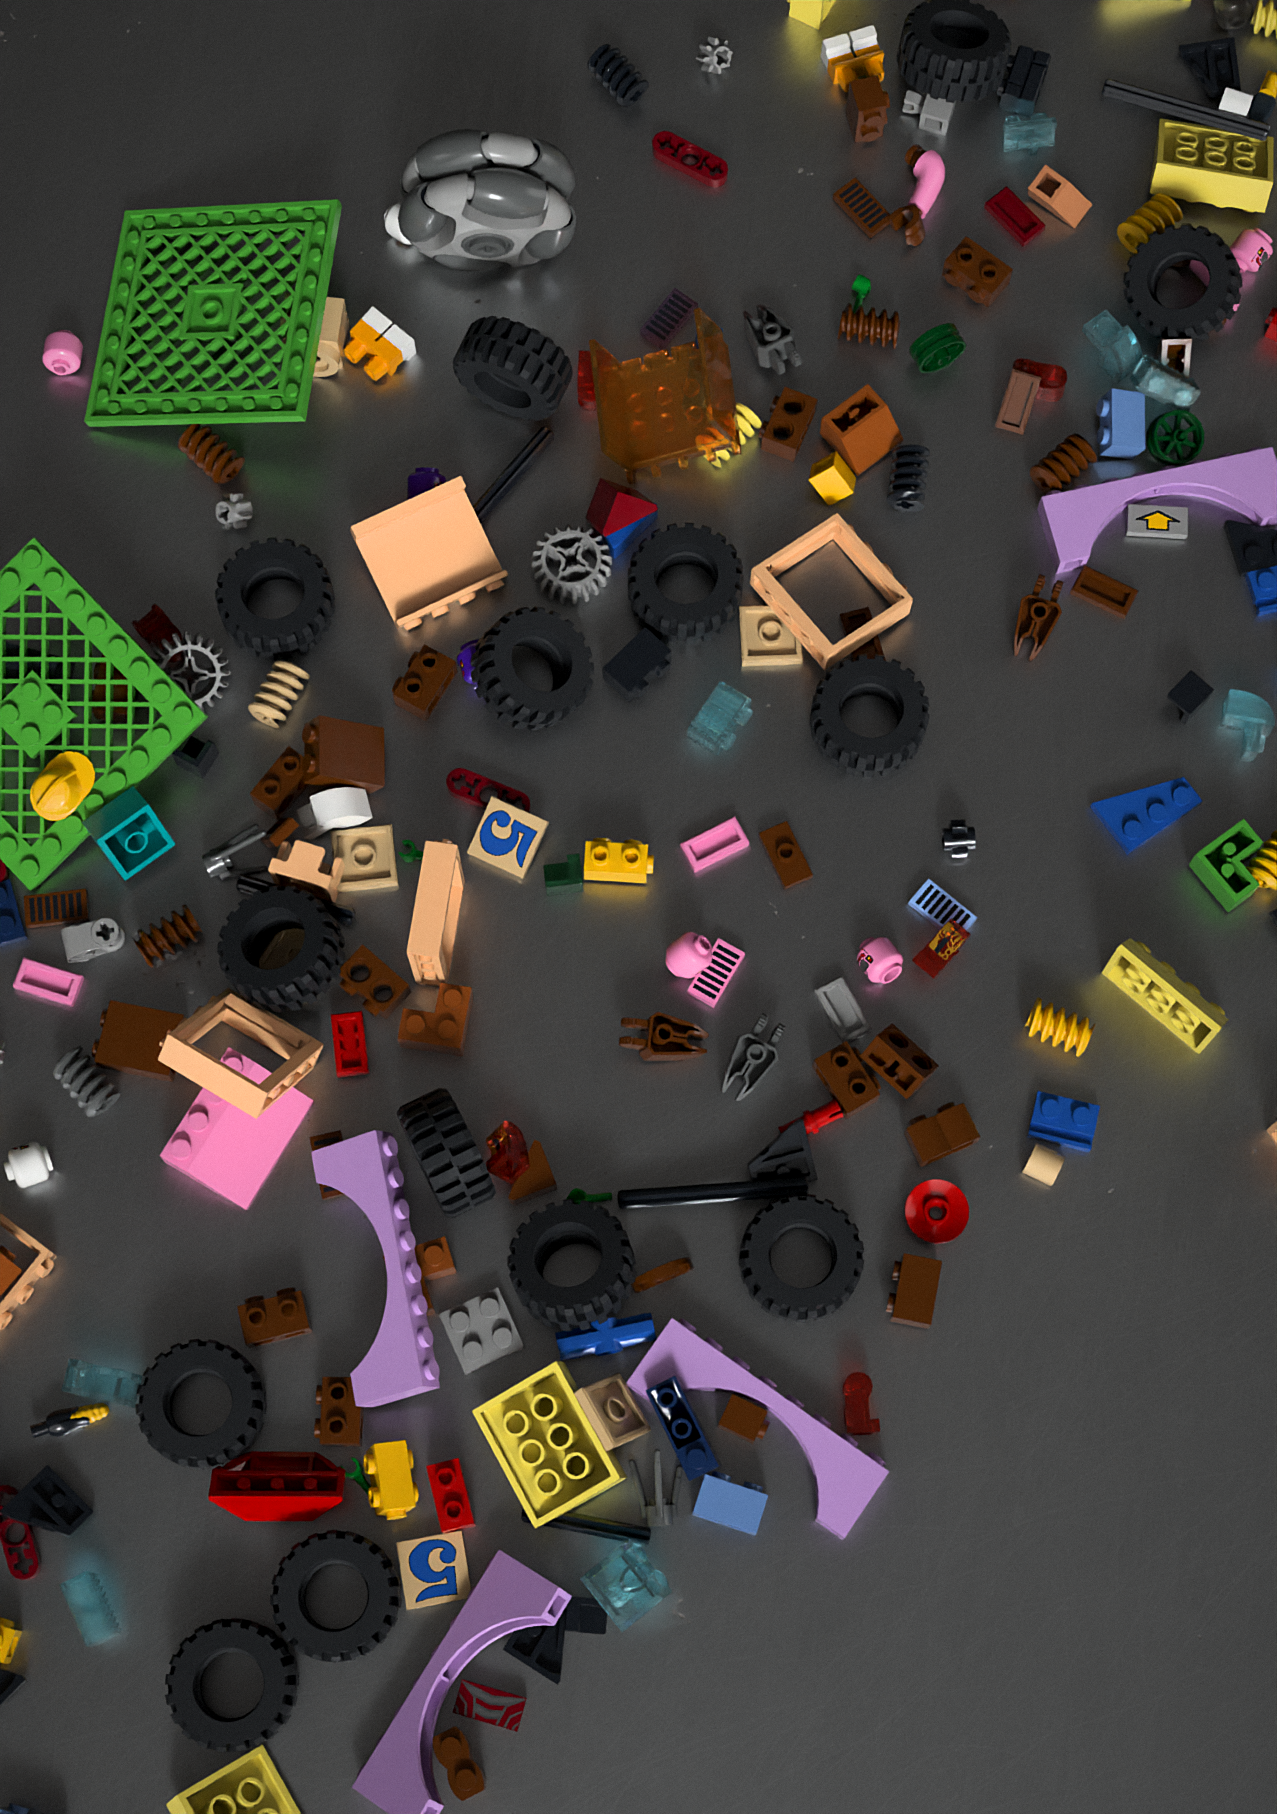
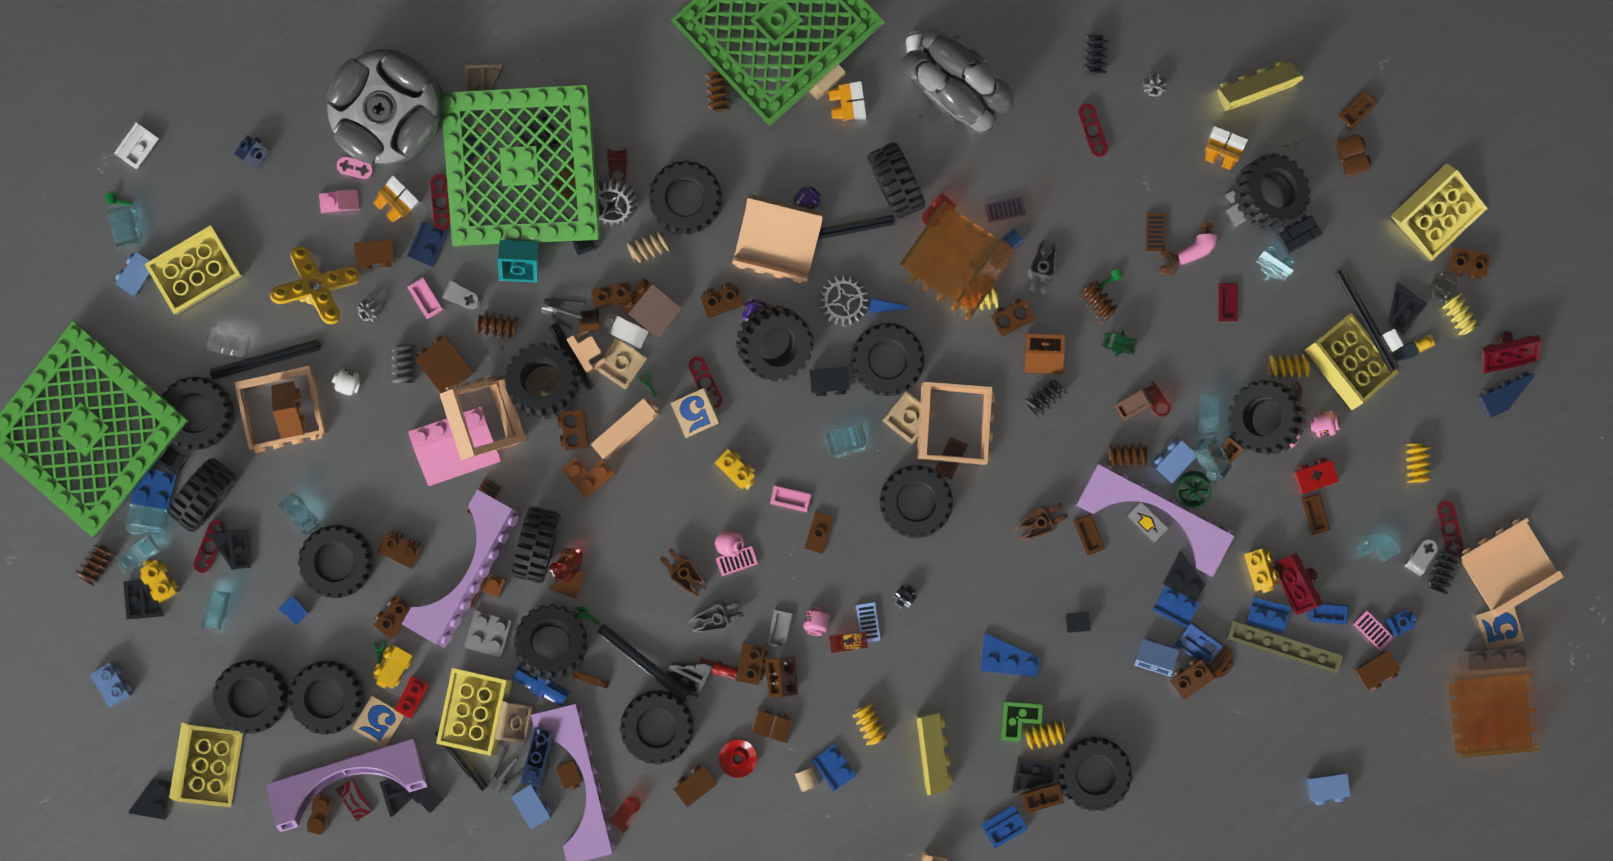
camera: 50 degrees right, 15 degrees up
(56, 908) = (457, 264): reddish brown tile -> none
(62, 785) = (505, 212): yellow piece -> none
(67, 1420) = (272, 516): black piece -> none
(198, 1518) = (294, 609): none -> blue panel
(234, 511) = (704, 132): light grey gear -> none
(277, 1486) = (340, 626): red wedge -> none
(349, 1044) = (539, 449): red plate -> none
(564, 877) = (705, 453): clear green panel -> none
(616, 507) = (889, 292): dark red slope -> none
(626, 1584) = (454, 802): clear light blue slope -> none
(832, 478) = (1009, 364): yellow panel -> none
(867, 109) = (1201, 185): reddish brown brick -> none
(976, 272) = (1178, 317): reddish brown brick -> none
(1059, 196) = (1255, 313): nougat slope -> none
(1250, 715) = (1099, 658): clear light blue brick -> none

